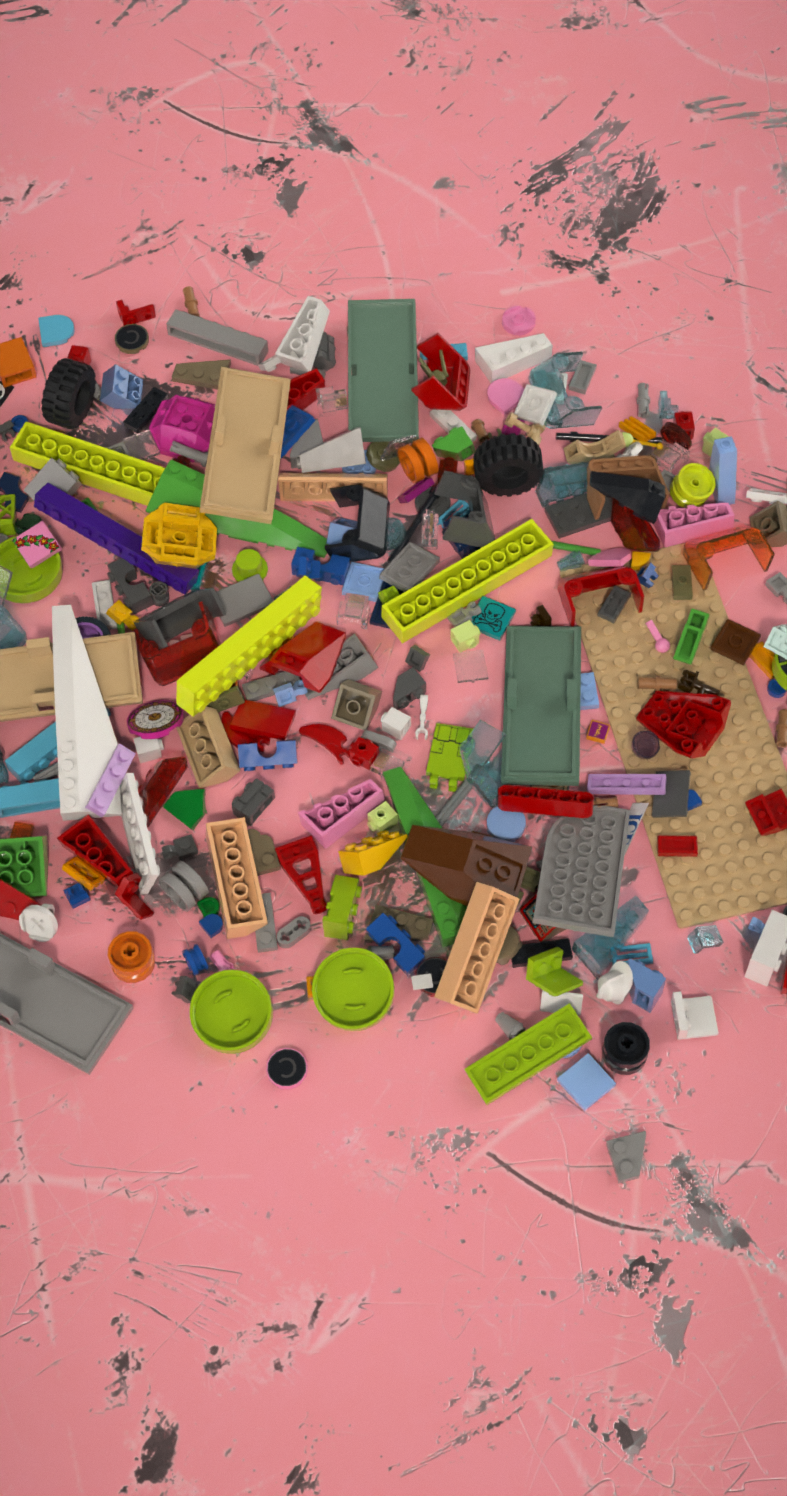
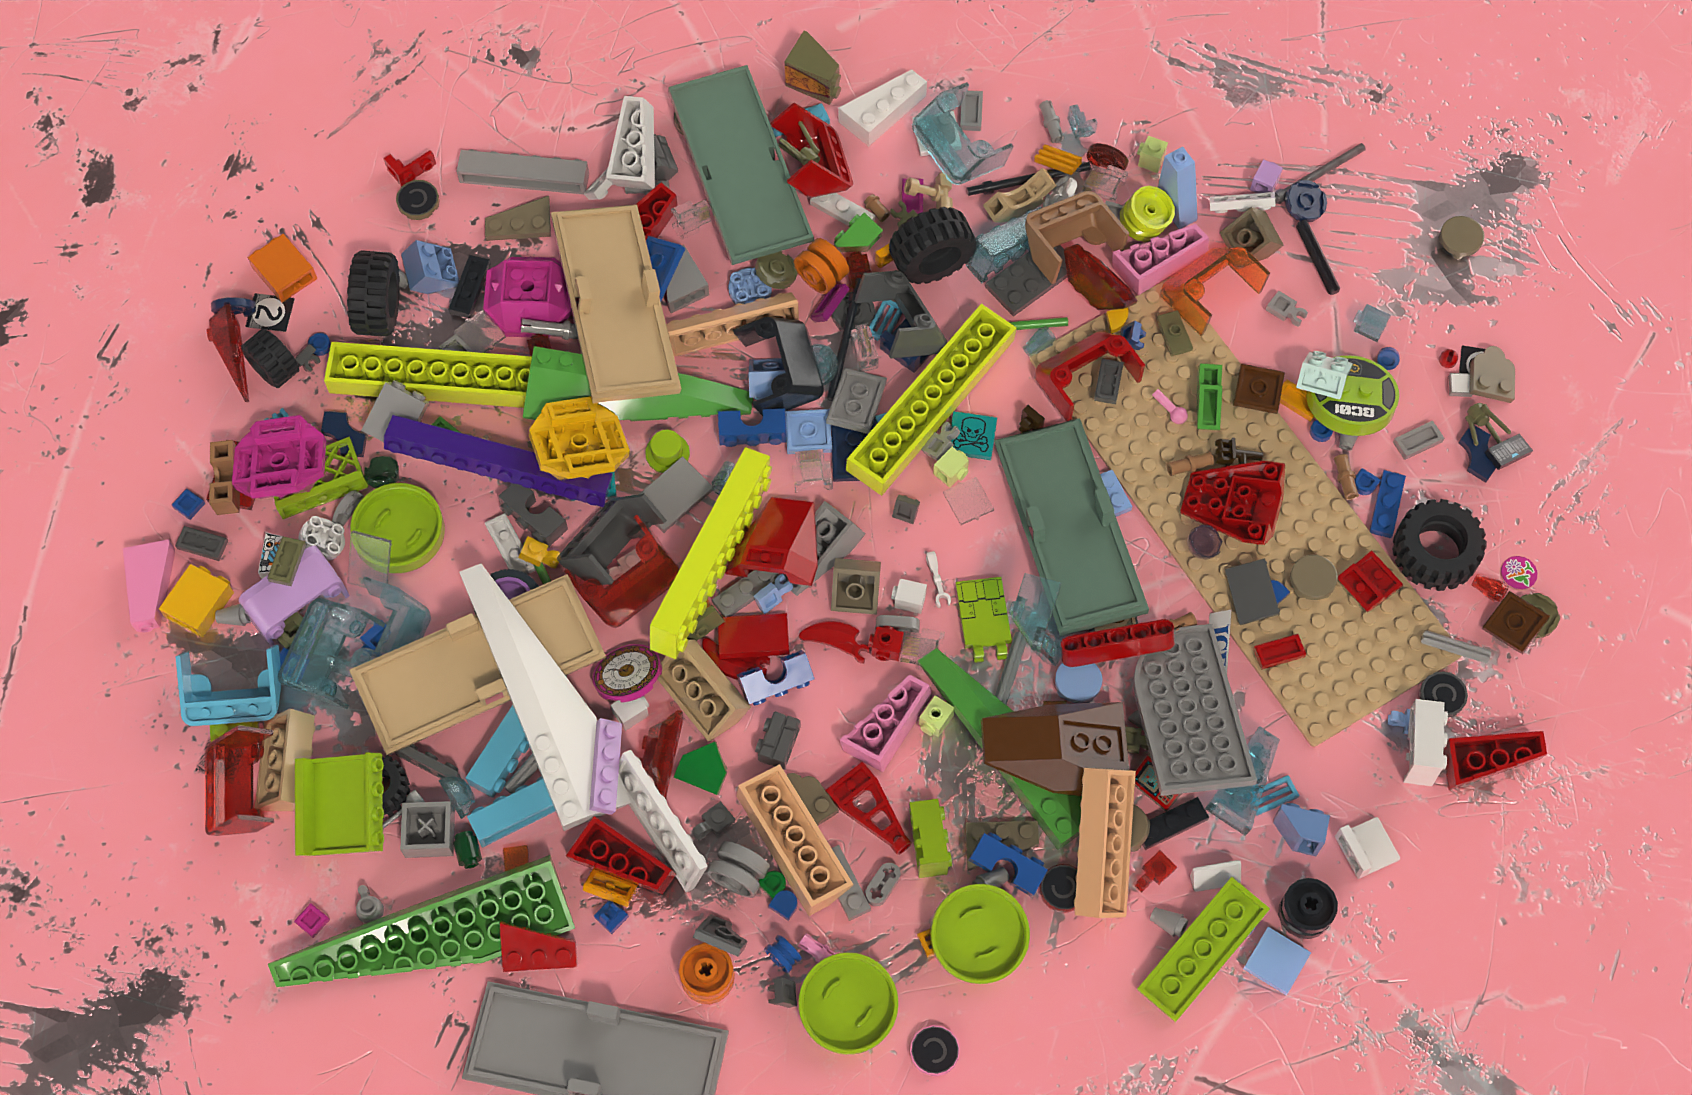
camera: 20 degrees left, 5 degrees up
(36, 544) = (403, 495): bright pink tile -> none
(39, 922) = (582, 964): white tile -> none
(55, 330) = (319, 212): medium azure tile -> none
(80, 354) = (363, 239): red brick -> none
(127, 896) = (675, 901): red bracket -> none
(151, 930) = (719, 934): none -> dark grey tile
(159, 593) = (573, 519): dark grey wheel -> none
(190, 301) = (473, 134): medium nougat pin -> none
(309, 568) = (745, 435): blue bracket -> none
(335, 453) = (722, 283): light grey slope -> none
(370, 853) = (941, 763): yellow slope -> none
(388, 594) = (846, 442): lime tile -> none
(392, 448) = (788, 260): clear piece -> none
(408, 688) = (908, 548): dark grey slope -> none
(422, 981) = (1052, 899): white sticker -> none
(465, 315) = (812, 70): none -> olive slope
(504, 394) = (891, 155): bright pink tile -> none
(514, 983) = (1156, 870): none -> clear red plate
(518, 320) = (872, 58): bright pink tile -> none
(535, 404) = (934, 160): white tile -> none
(546, 973) = (1196, 850): lime bracket -> none
(598, 732) = (1142, 539): magenta tile -> none
(611, 558) = (1085, 325): bright pink tile -> none
(616, 983) = (1272, 835): white piece -> none
(627, 784) = (1199, 594): lavender plate -> none
(627, 1155) = (1351, 1032): light grey wing -> none
(628, 438) = (1055, 175): hinge -> none
(638, 494) = (1092, 242): black wedge -> none
(685, 421) = (1109, 135): red brick -> none
(704, 937) = (1346, 751): clear light blue bracket -> none
(725, 796) = (1313, 577): none -> dark tan tile

